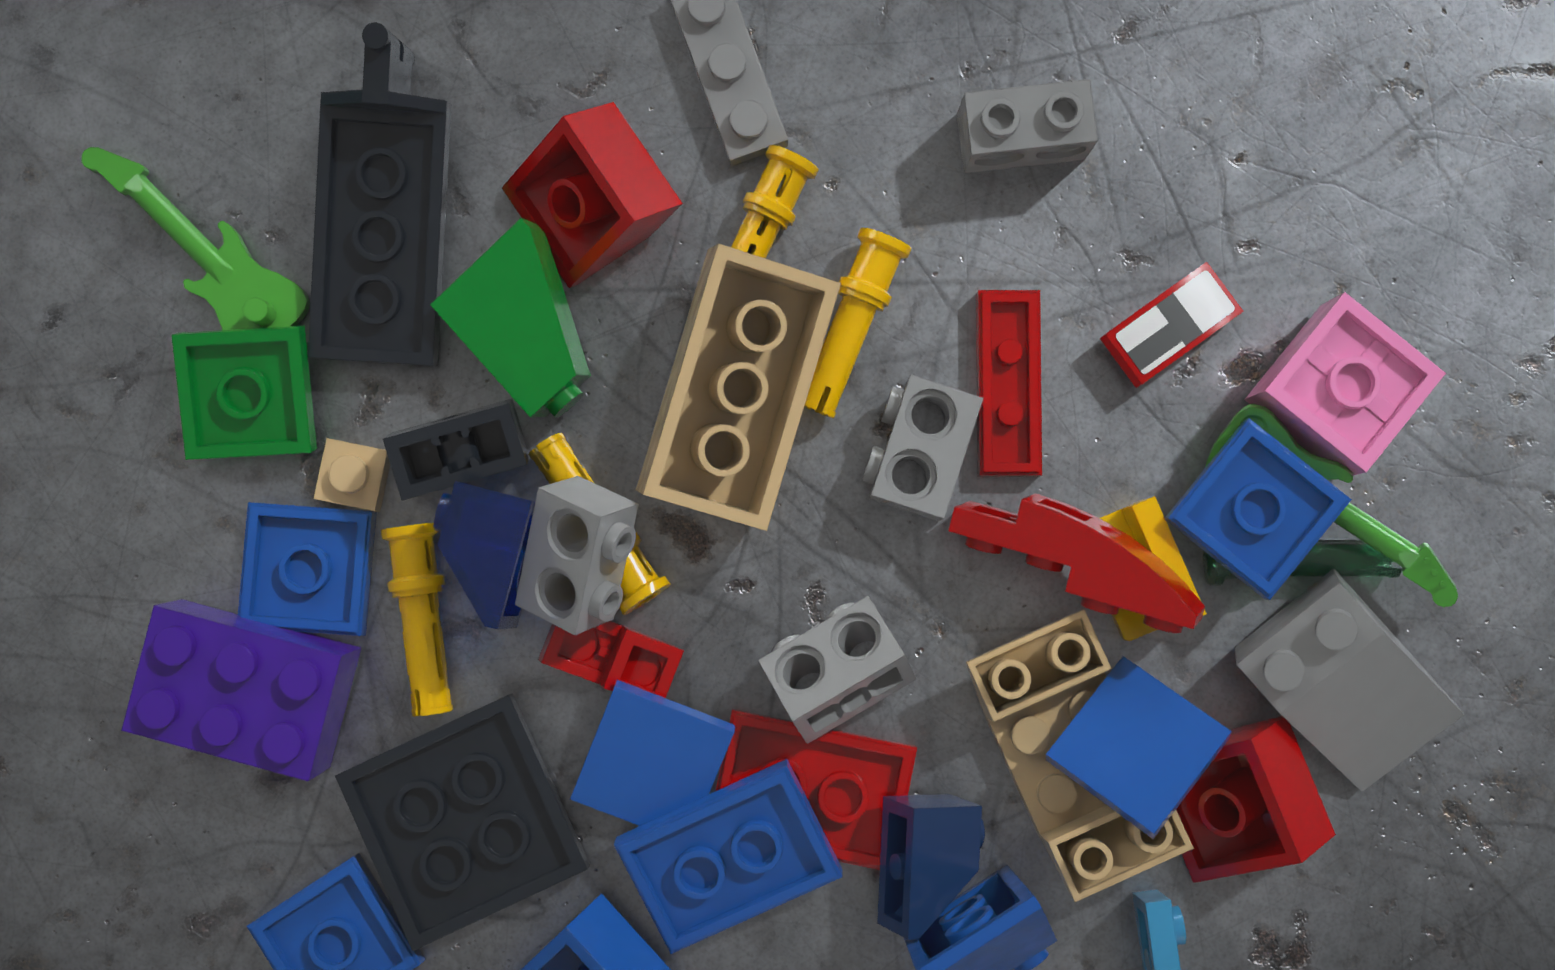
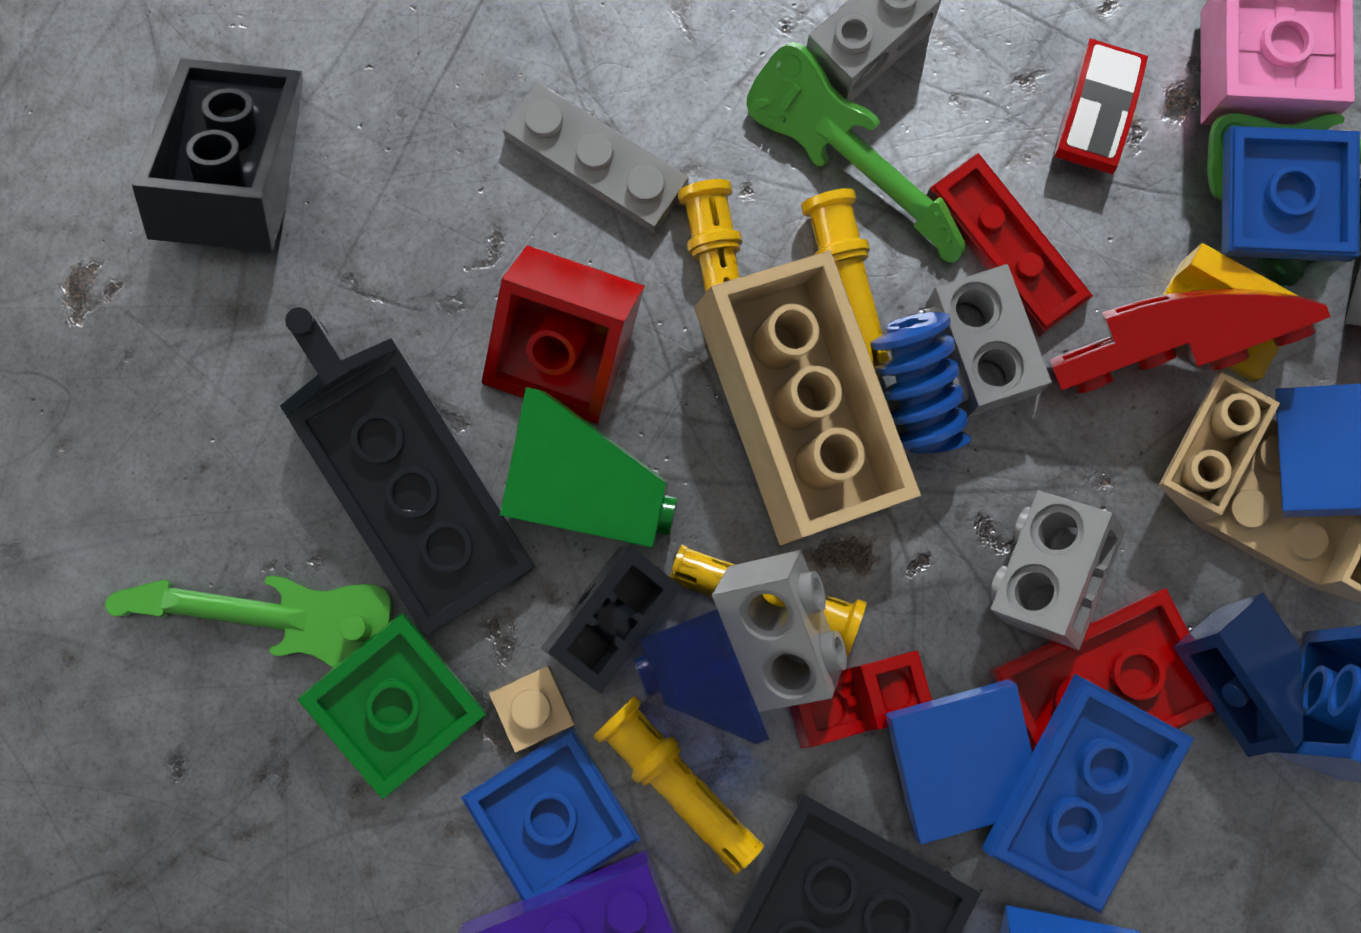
camera: 35 degrees left, 5 degrees down
(840, 445) = (923, 383): none -> blue piece
(923, 140) = (800, 102): none -> bright green piece

